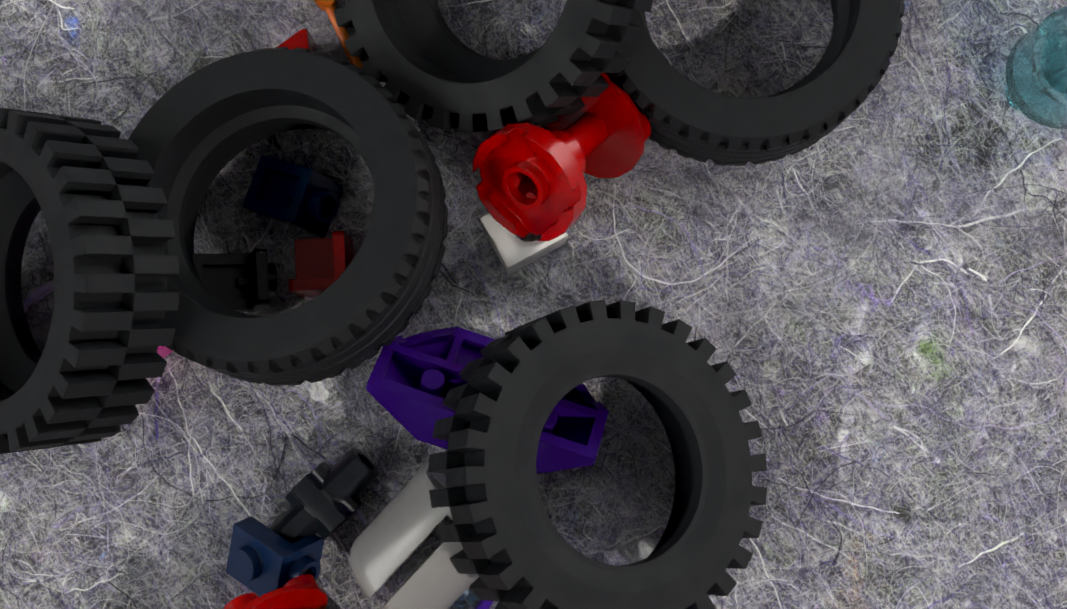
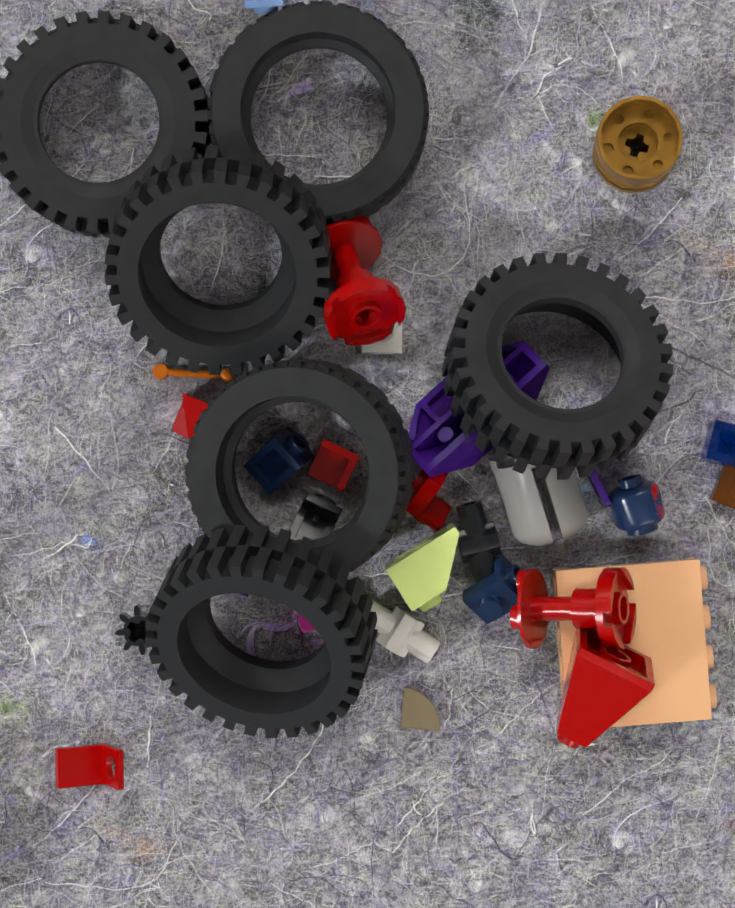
camera: 55 degrees left, 5 degrees up
(67, 547) = (418, 711): none -> dark tan tile
(155, 466) = (403, 633): none -> white axle
(241, 448) = (425, 569): none -> yellowish green slope
(335, 407) = (424, 504): none -> red bracket
(969, 413) = (643, 122): none -> pearl gold wheel

